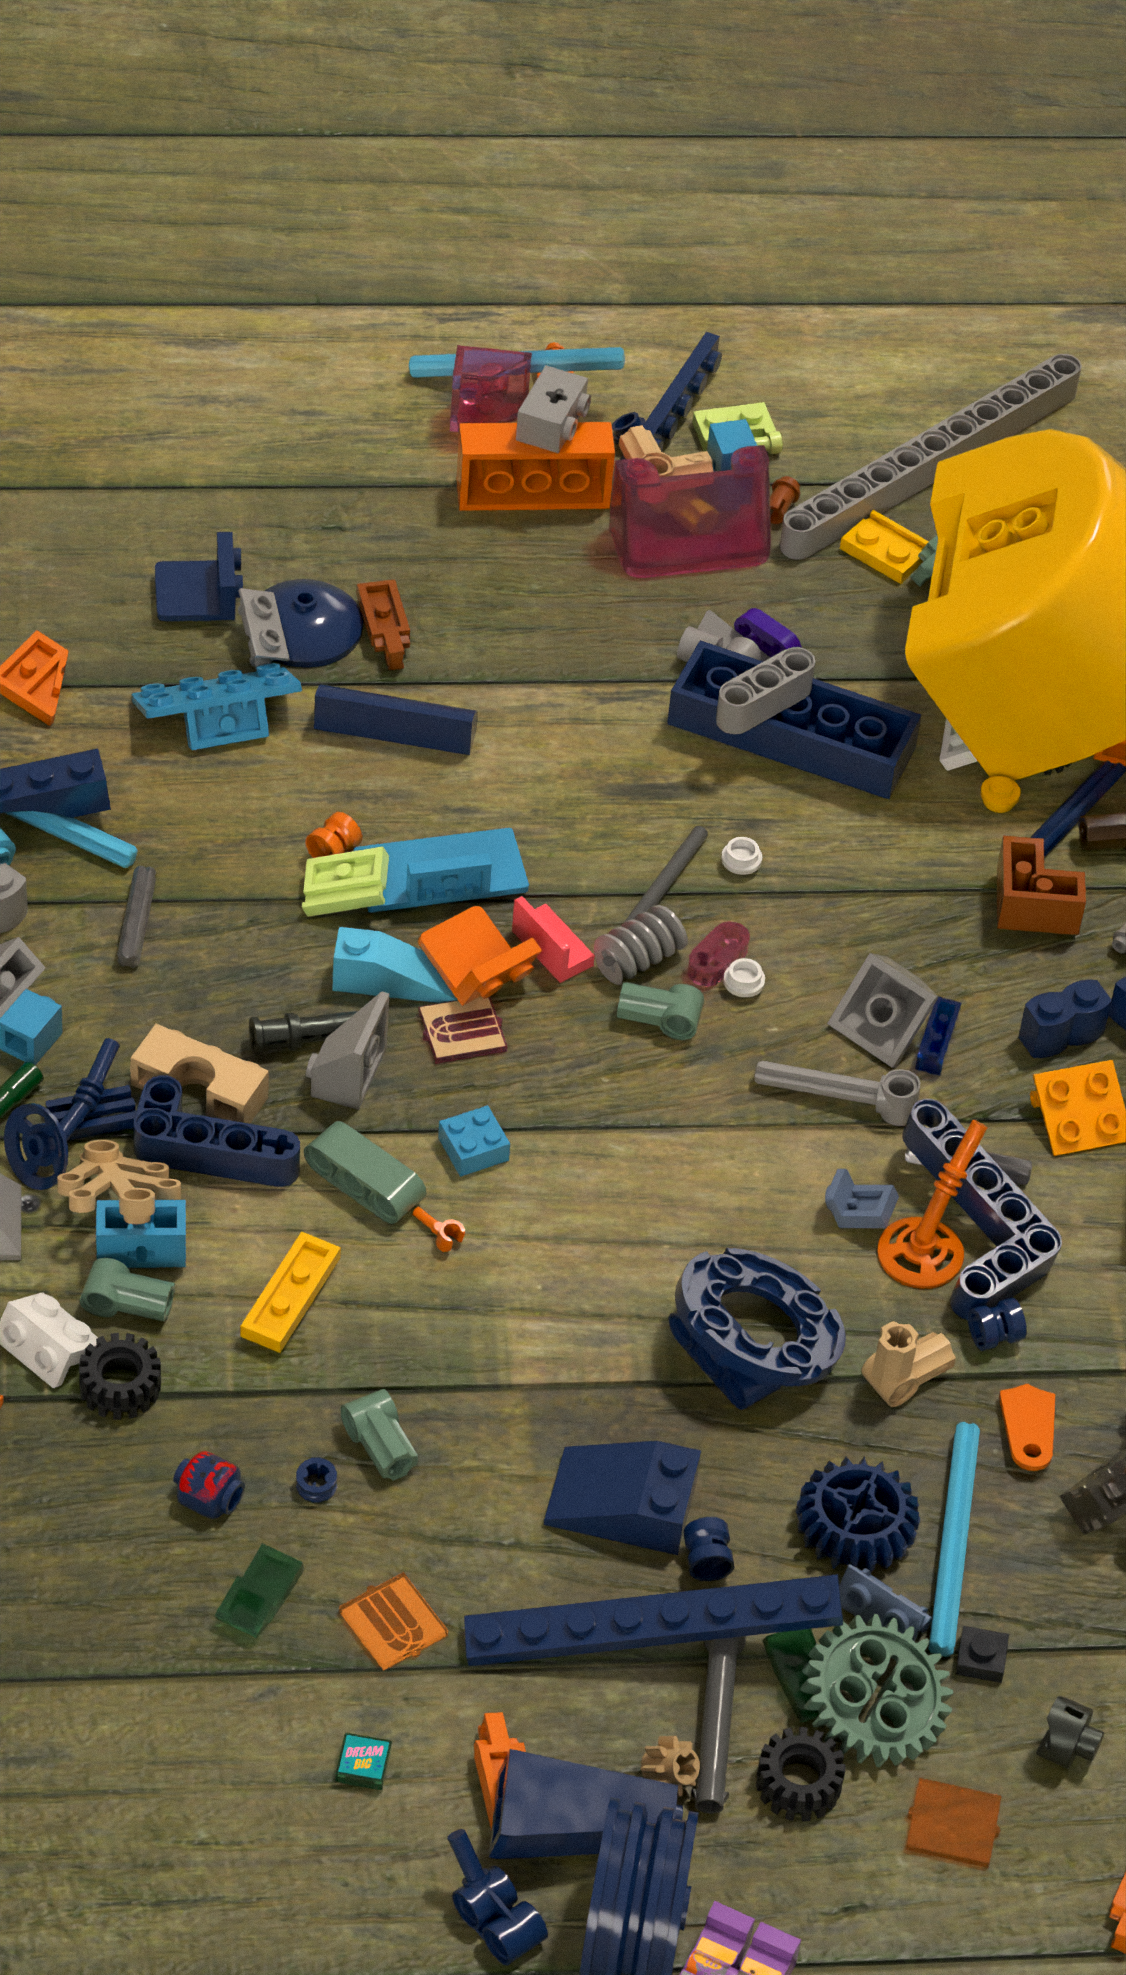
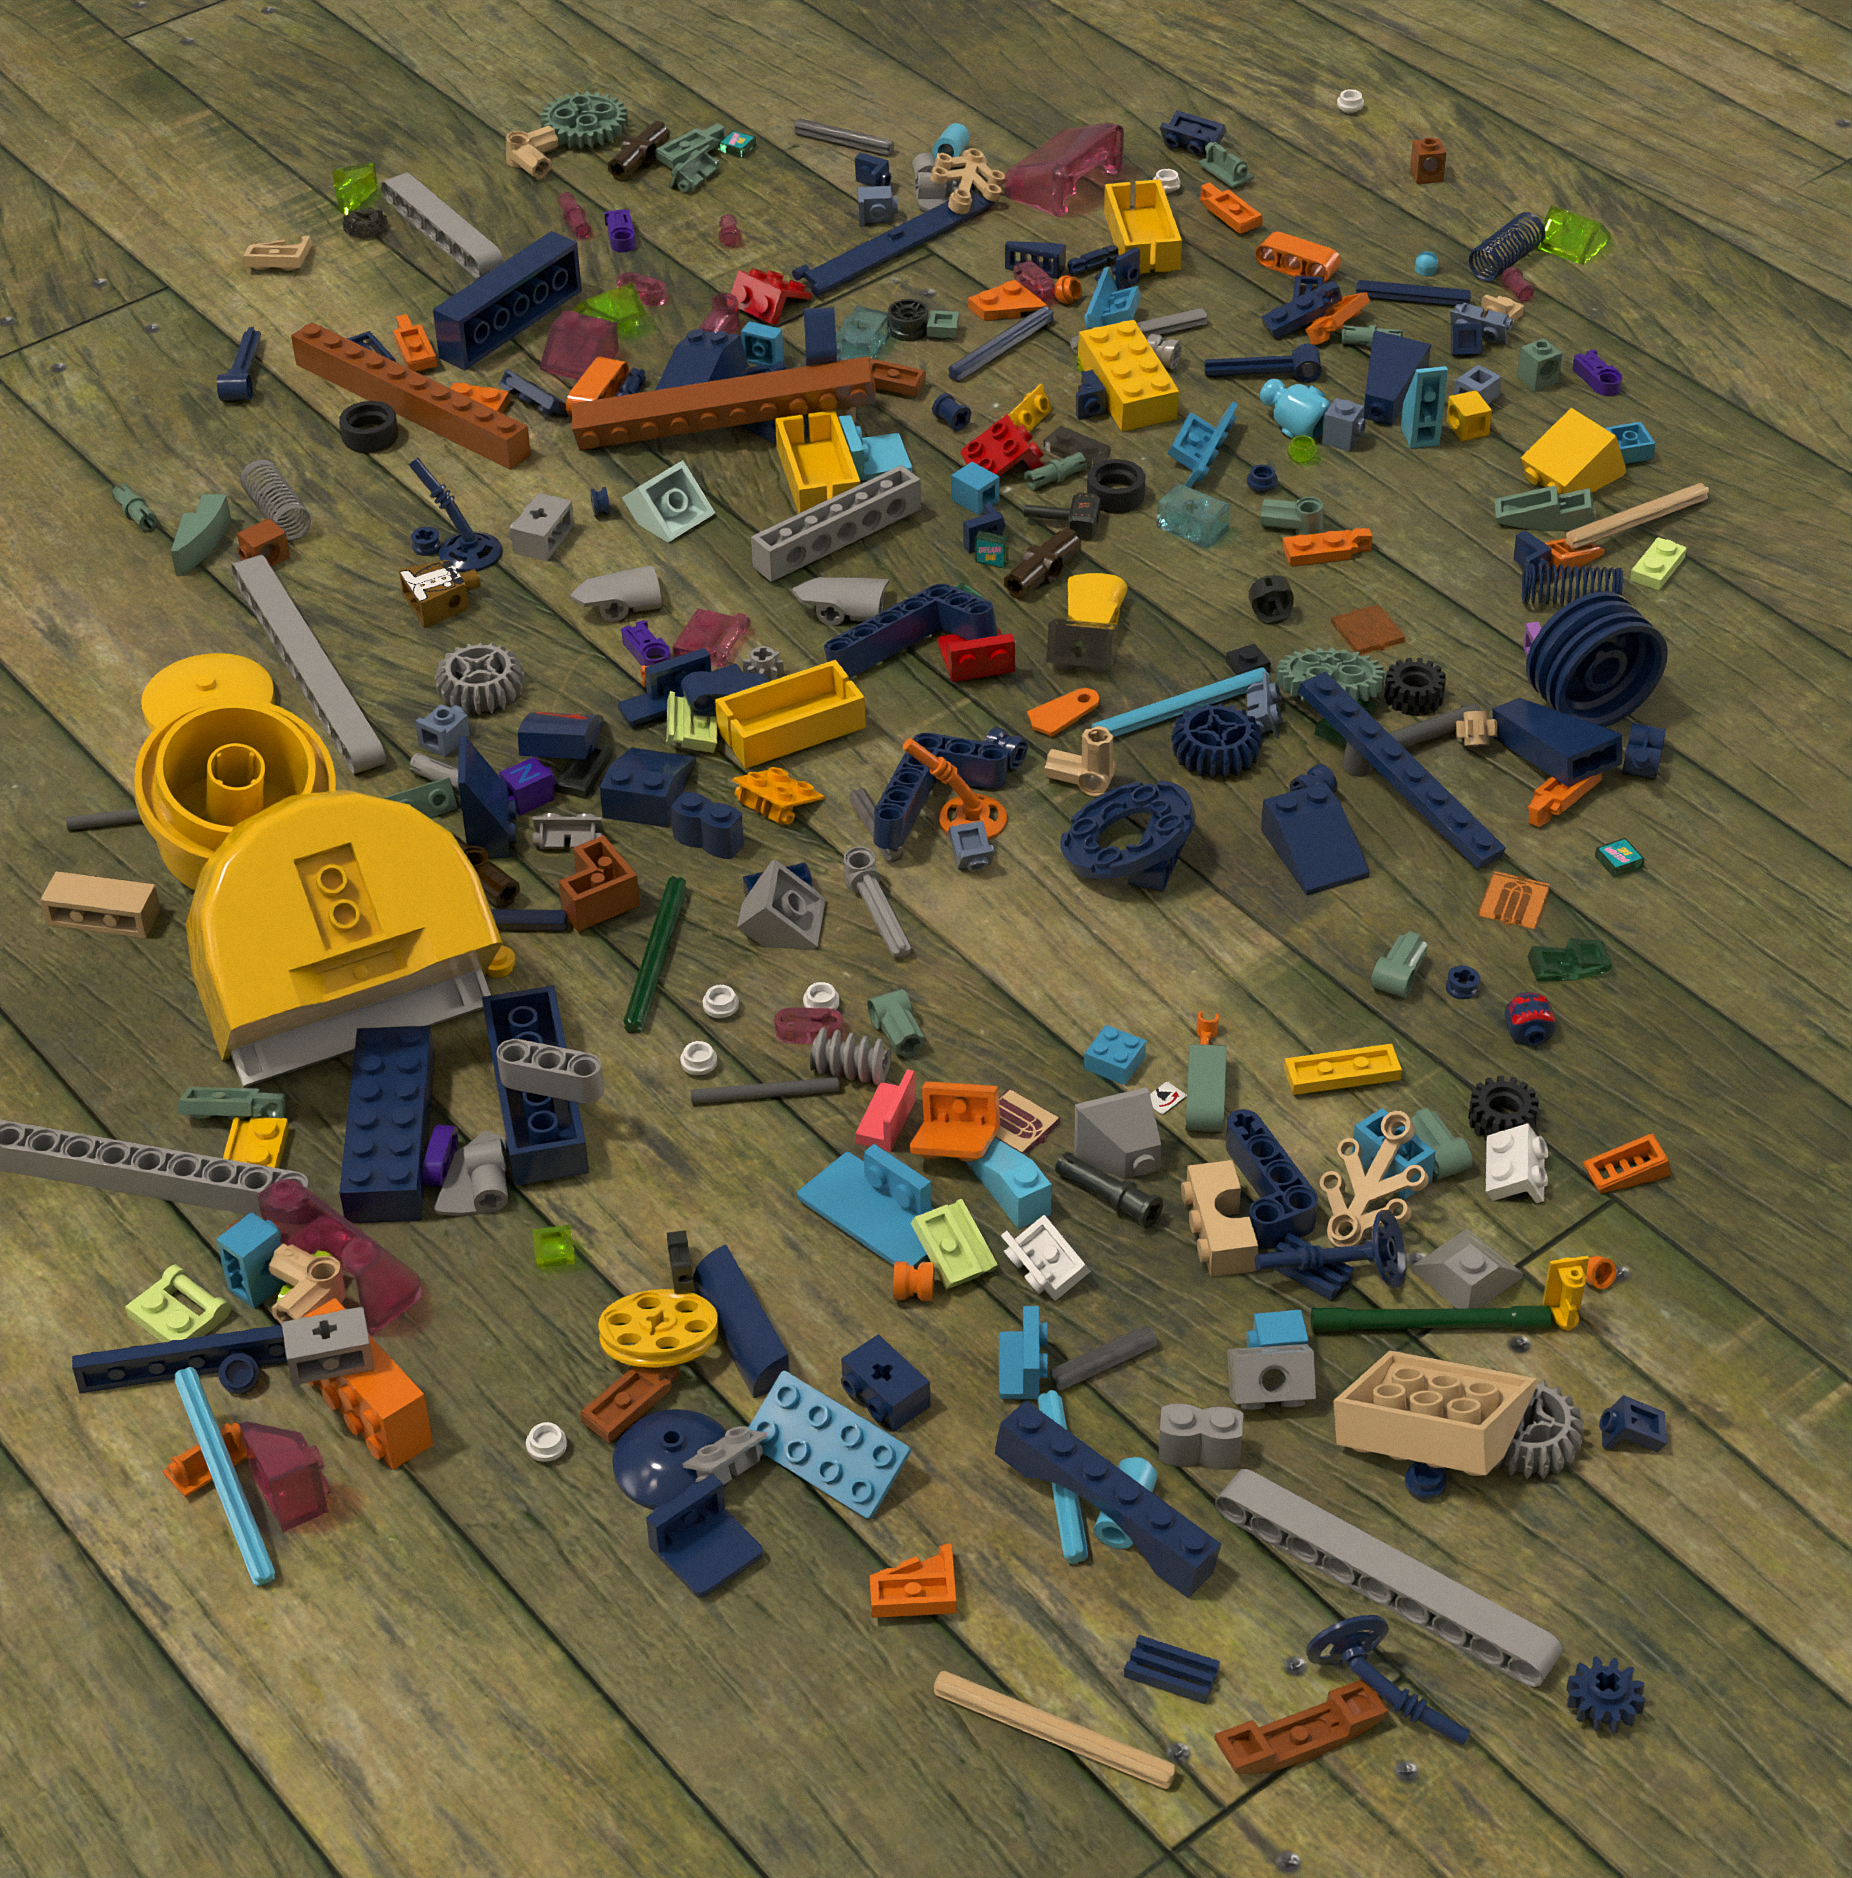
camera: 120 degrees left, 5 degrees down
(178, 853) = (1020, 1358): none -> dark azure bracket
(244, 763) = (885, 1383): none -> dark blue brick
(274, 930) = (1047, 1257): none -> white bracket
(390, 556) = (546, 1442): none -> white plate
(397, 1148) = (1166, 1097): none -> white sticker
(436, 645) = (672, 1332): none -> yellow wedge
(496, 709) = (680, 1261): none -> pearl dark grey piece
(595, 655) = (553, 1246): none -> clear neon green plate
(804, 908) = (720, 1001): none -> white plate
(828, 612) = (387, 1124): none -> dark blue brick
(917, 903) = (654, 955): none -> dark green axle

